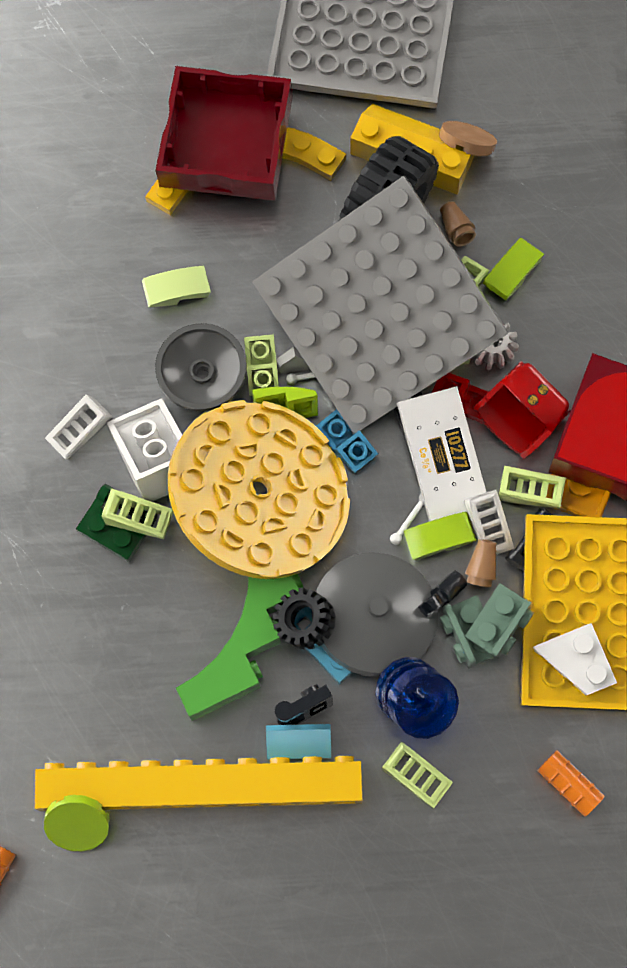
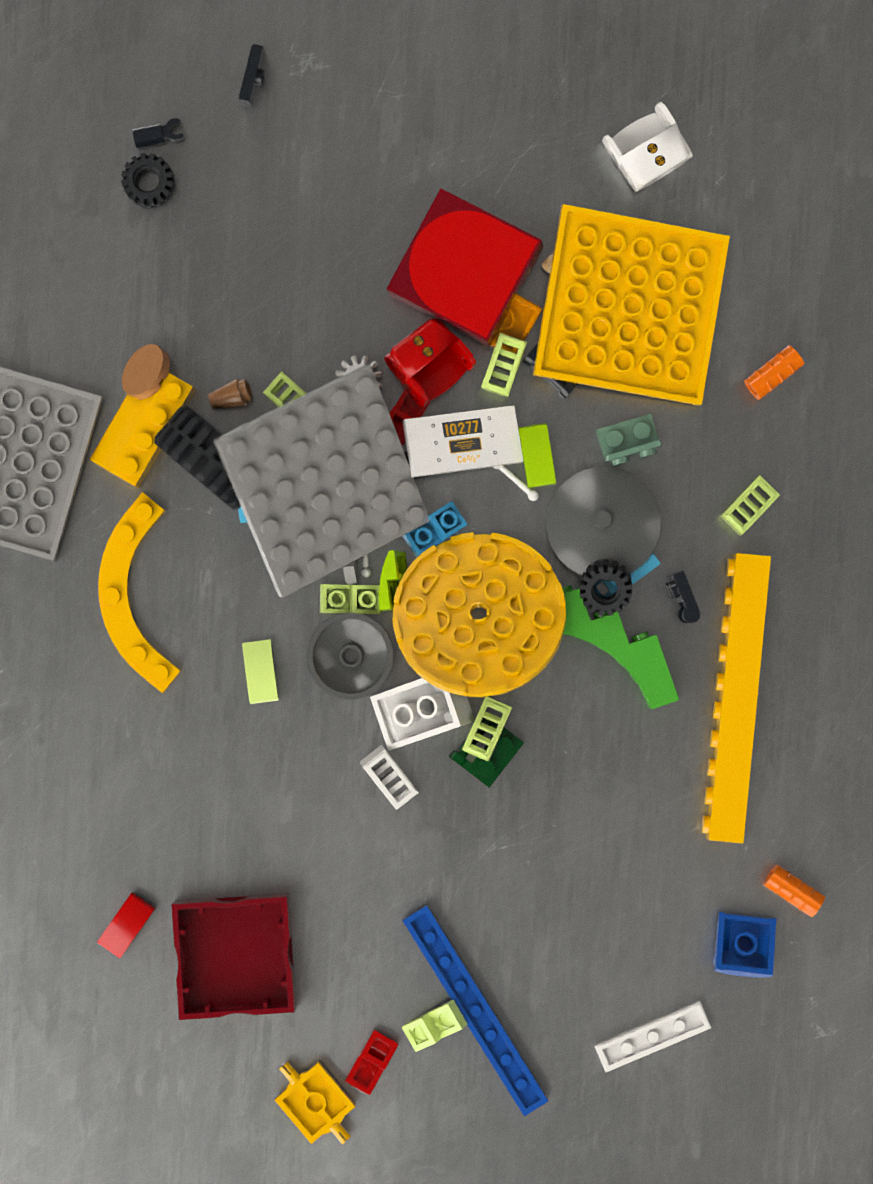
camera: 85 degrees left, 15 degrees up
(76, 823) = (759, 807): lime tile -> none
(224, 133) = (113, 607): dark red tile -> none
(298, 741) = (710, 603): medium azure tile -> none
(417, 697) = (688, 496): clear blue wheel -> none
(444, 592) = (593, 459): black bar -> none
(482, 565) = (571, 420): medium nougat cone -> none
(492, 497) = (512, 415): white slope -> none
(500, 620) = (628, 412): sand green bracket -> none
(513, 268) = (284, 348): lime slope -> none
(579, 659) = (669, 348): white wing -> none

